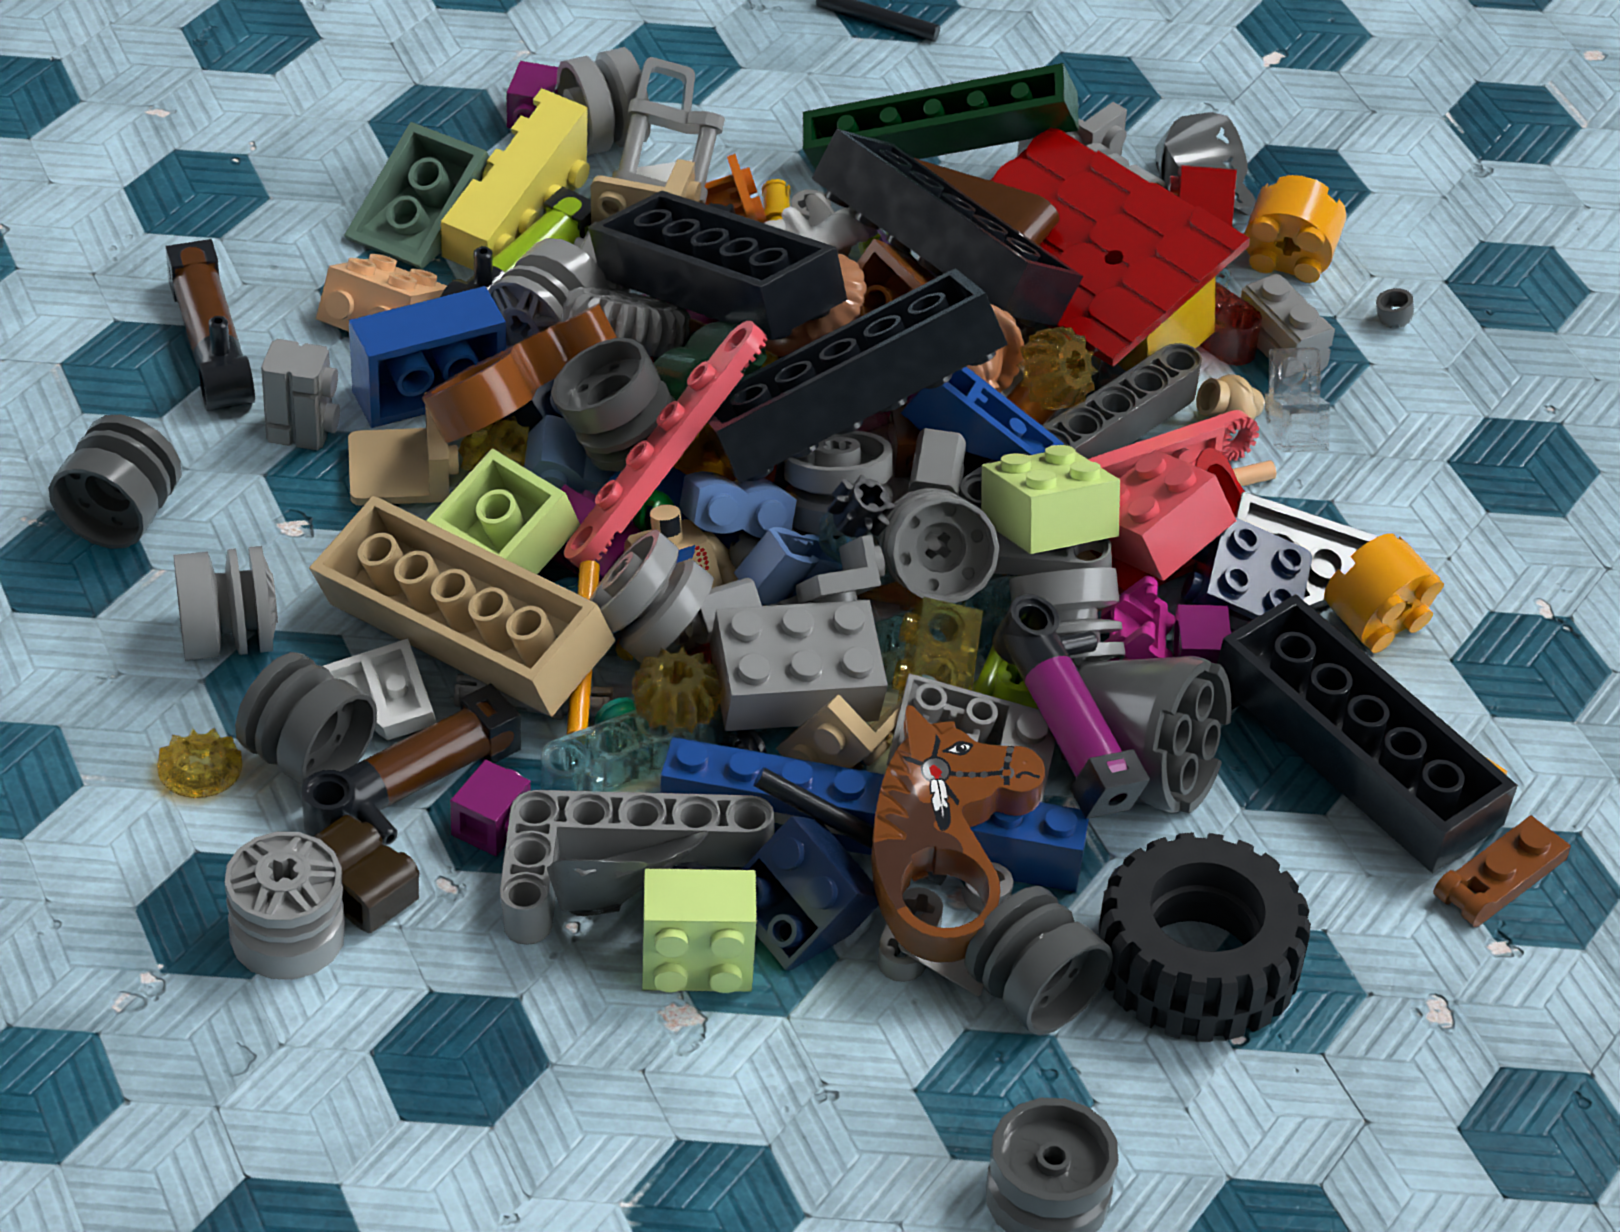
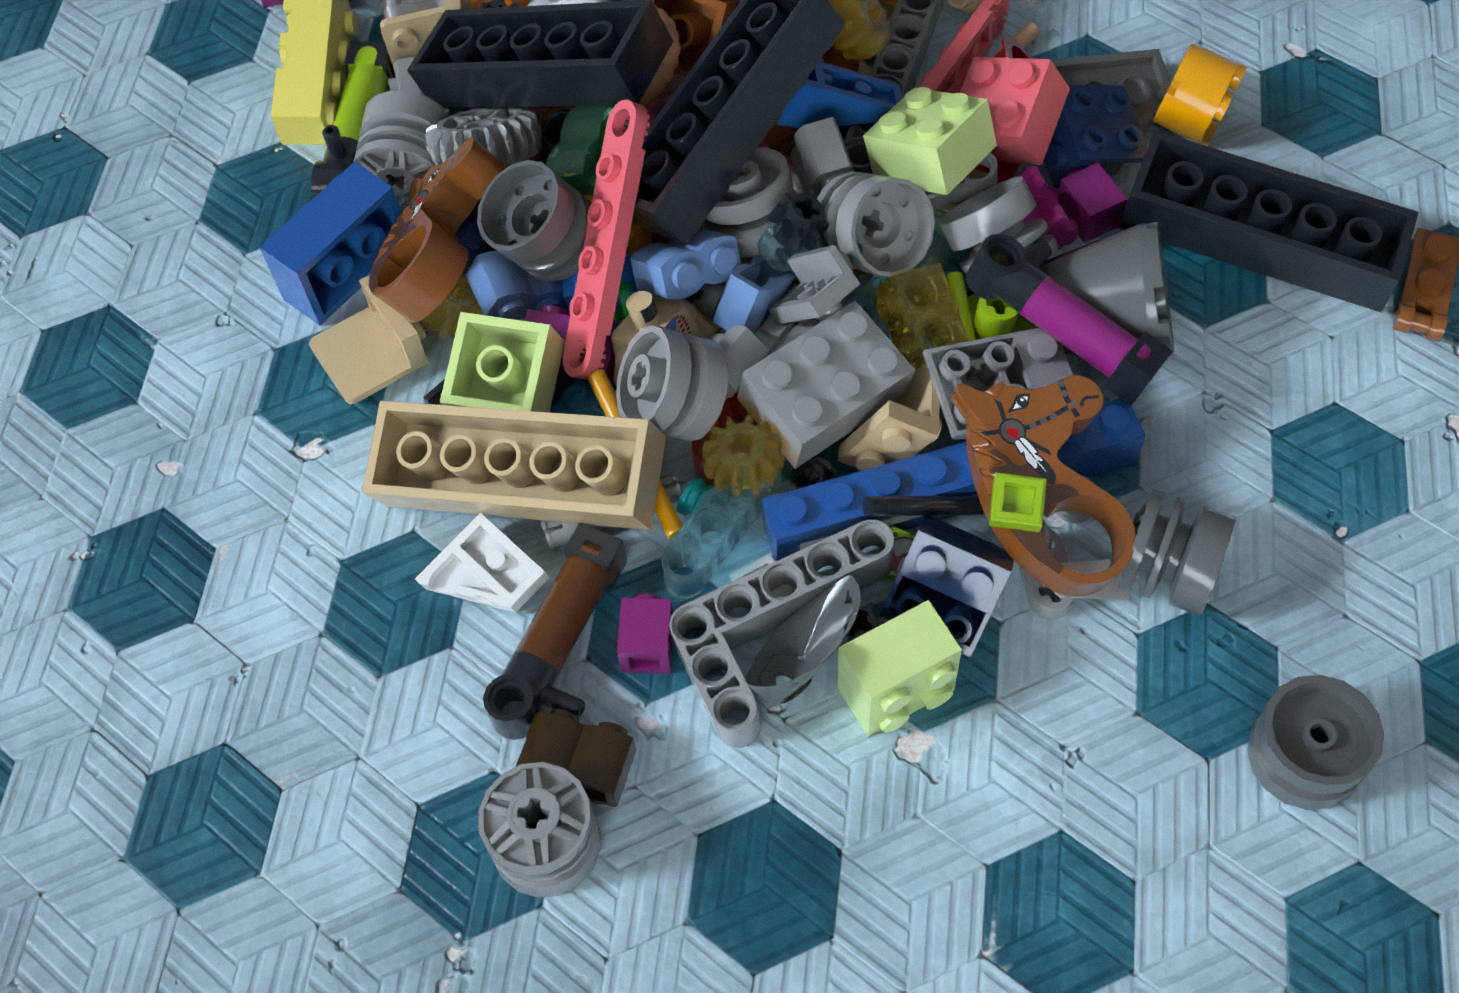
camera: 20 degrees left, 15 degrees up
(115, 481) = (141, 490): dark grey wheel -> none
(197, 288) = (94, 265): piece -> none
(198, 779) = (380, 736): clear yellow gear -> none
(224, 603) = (308, 560): light grey wheel -> none
(299, 394) = (250, 329): light grey brick -> none
(305, 718) = (447, 640): dark grey wheel -> none
(372, 287) = (253, 205): light nougat bracket -> none
(414, 195) = (234, 101): sand green slope -> none
(895, 827) = (1017, 502): none -> lime tile
(1214, 885) = (1295, 413): black tyre -> none

